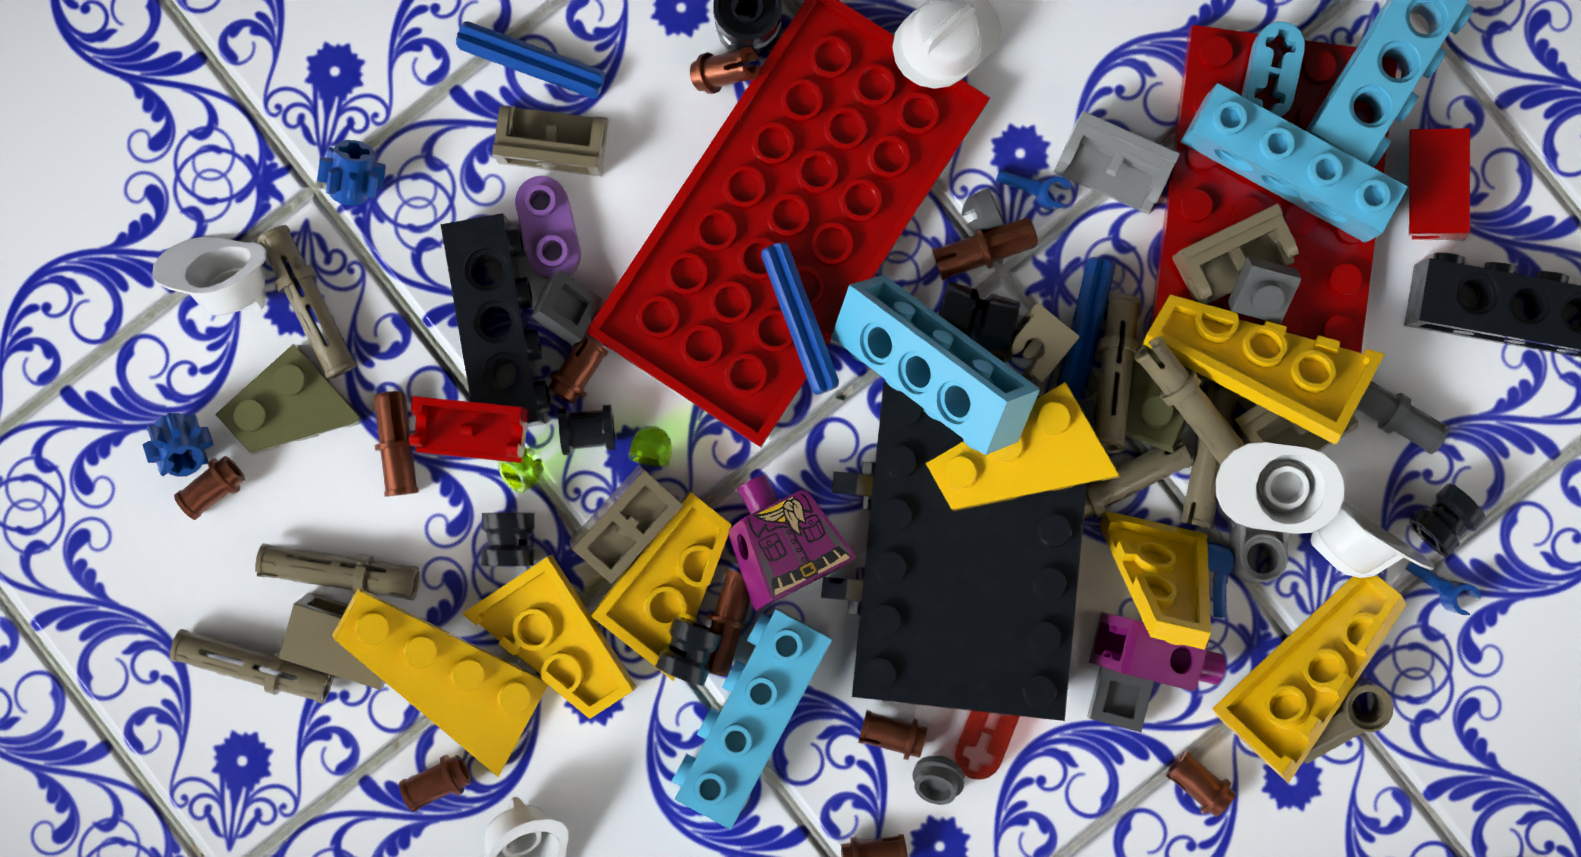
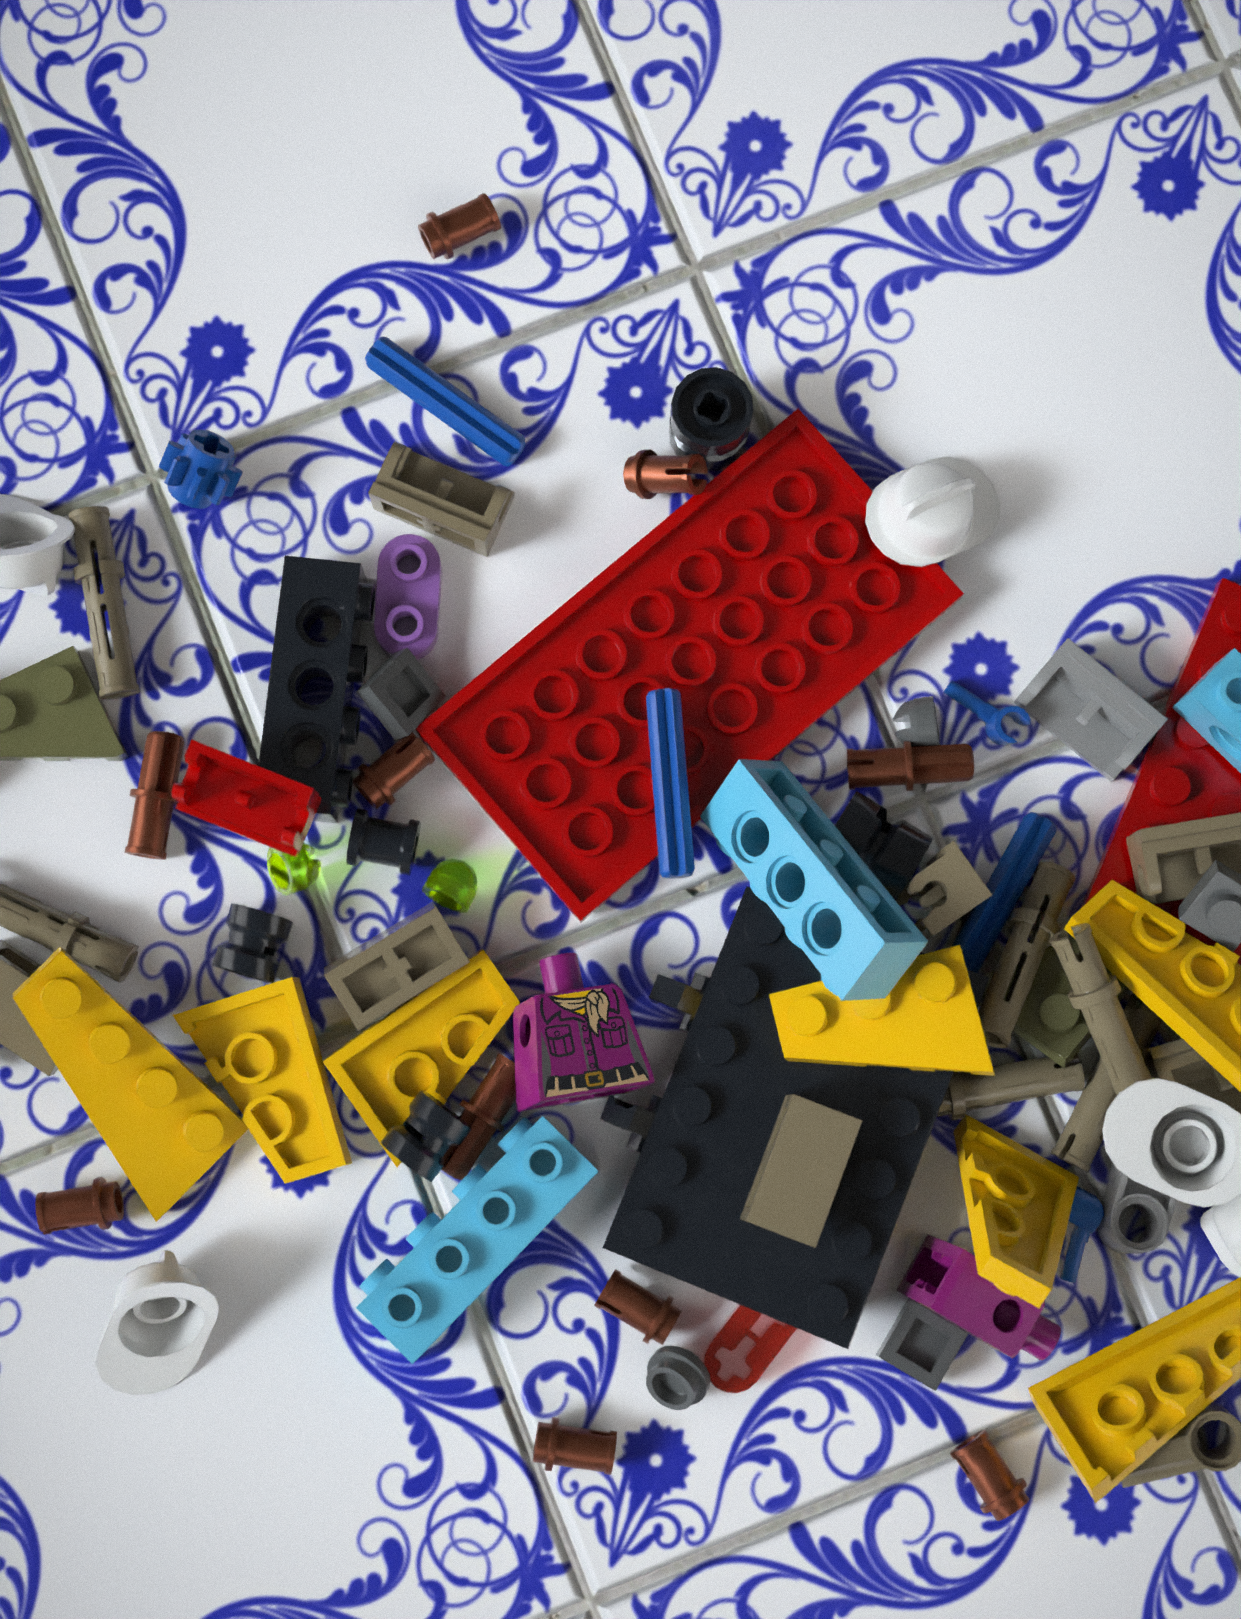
camera: 10 degrees right, 5 degrees down
(989, 594) = (801, 1170): none -> dark tan hinge

